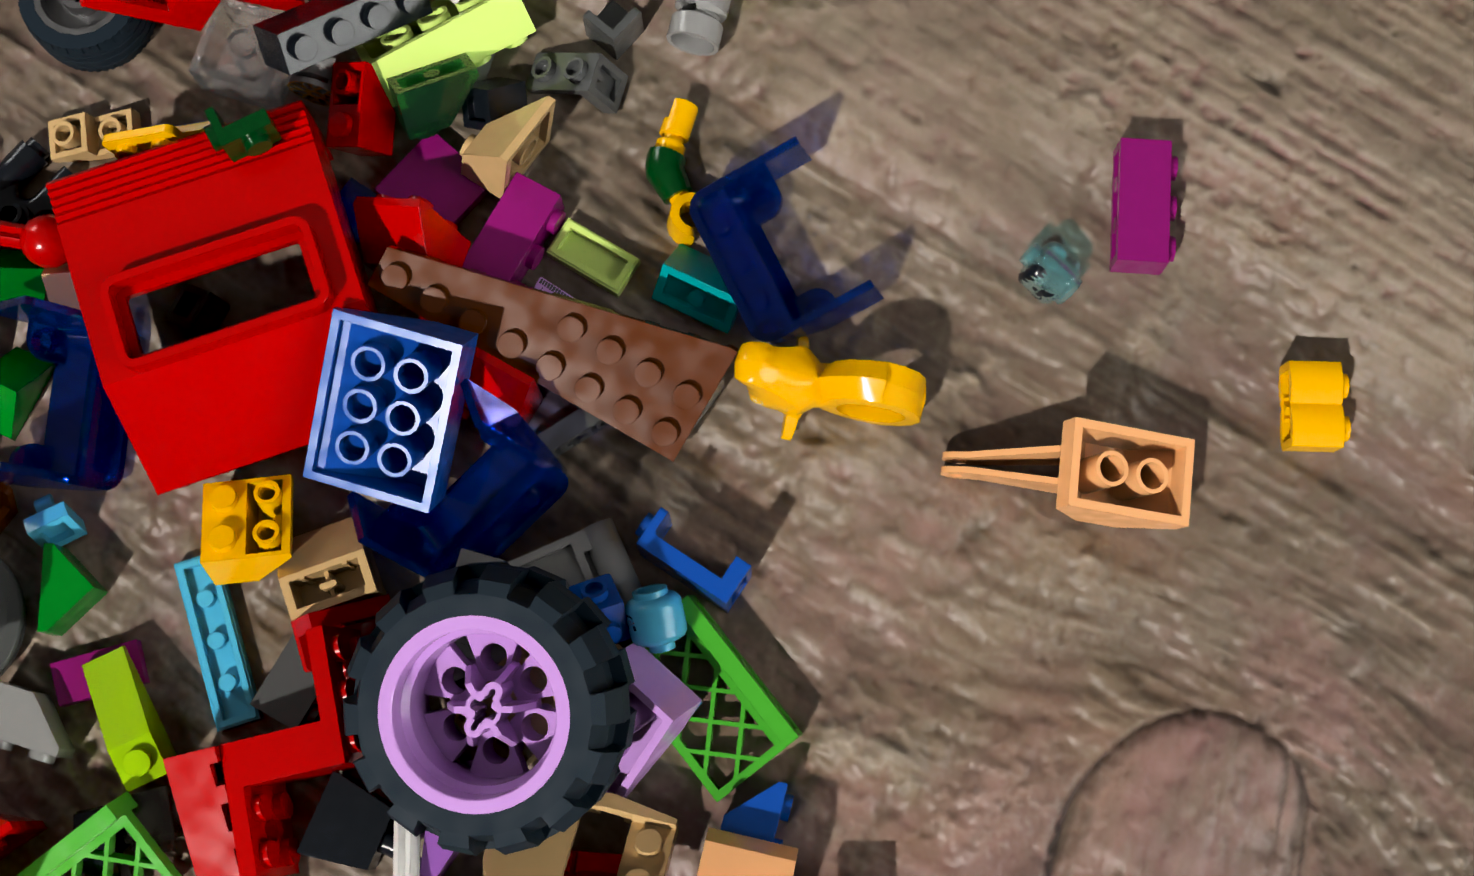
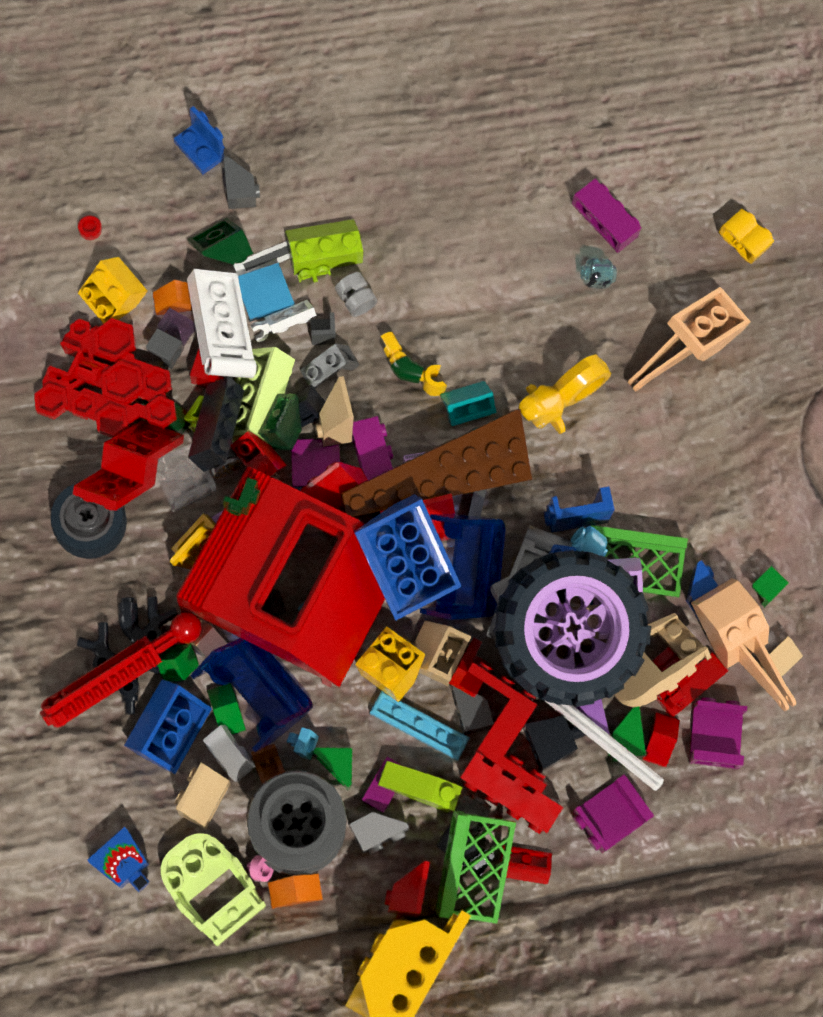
camera: 55 degrees left, 5 degrees down
(81, 135) = (147, 574): tan slope -> none
(593, 257) = (411, 432): yellowish green tile -> none
(730, 224) = (454, 366): clear blue windscreen -> none

